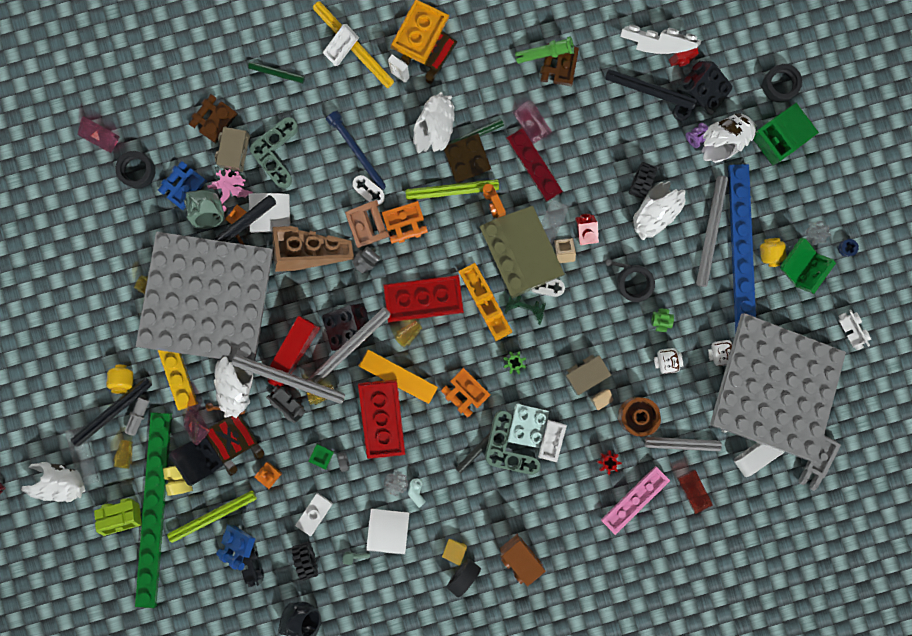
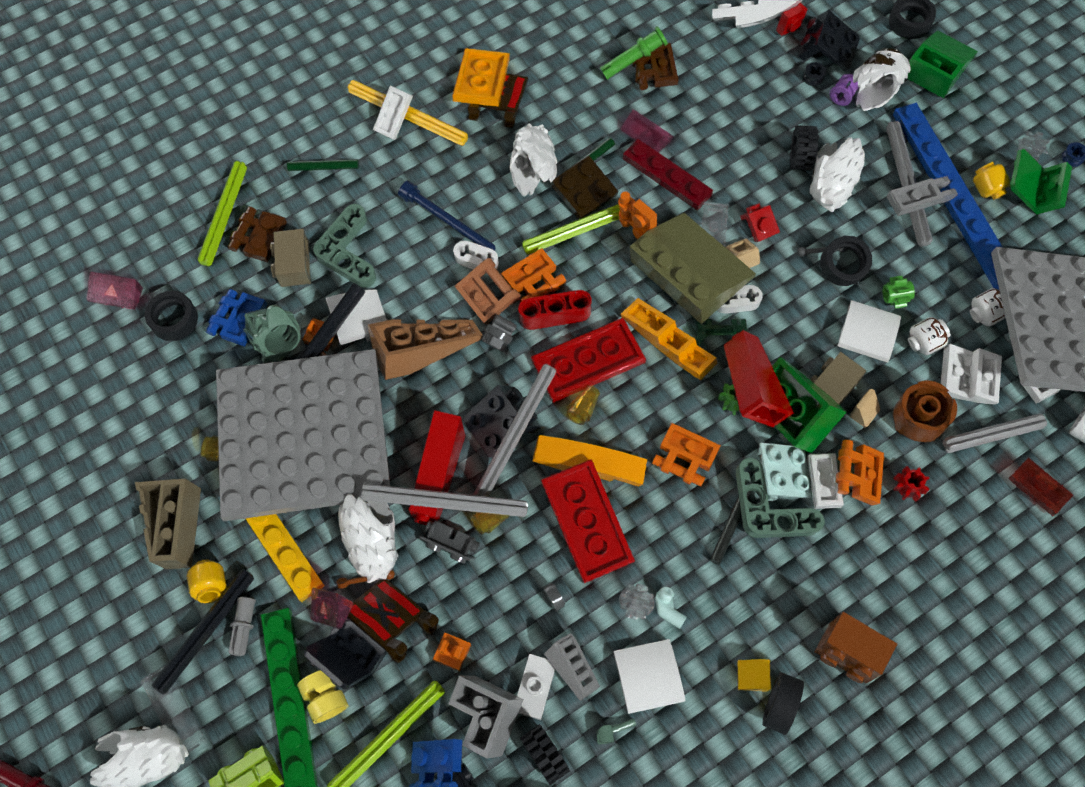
camera: 15 degrees left, 20 degrees down
(103, 331) = (170, 521): none -> dark tan wedge
(123, 455) = (234, 688): clear yellow cone -> none
(191, 91) = (222, 214): none -> lime axle
(226, 184) = (296, 299): bright pink piece -> none
(279, 523) = (492, 712): none -> light grey brick
(321, 456) = (520, 599): green plate -> none
(334, 507) = (566, 659): none -> light grey slope
(398, 68) = (470, 114): white plate -> none
(404, 248) = (564, 301): none -> red beam
(529, 359) = (755, 382): none -> red slope
(551, 385) = (812, 407): none -> green slope
(581, 447) = (867, 472): none -> orange plate
(629, 342) = (869, 331): none -> white slope
(635, 500) = (968, 524): bright pink plate -> none
(650, 89) = (781, 59): black axle -> none
(686, 397) = (971, 374): none -> white slope
(711, 250) = (920, 195): none -> light grey hinge

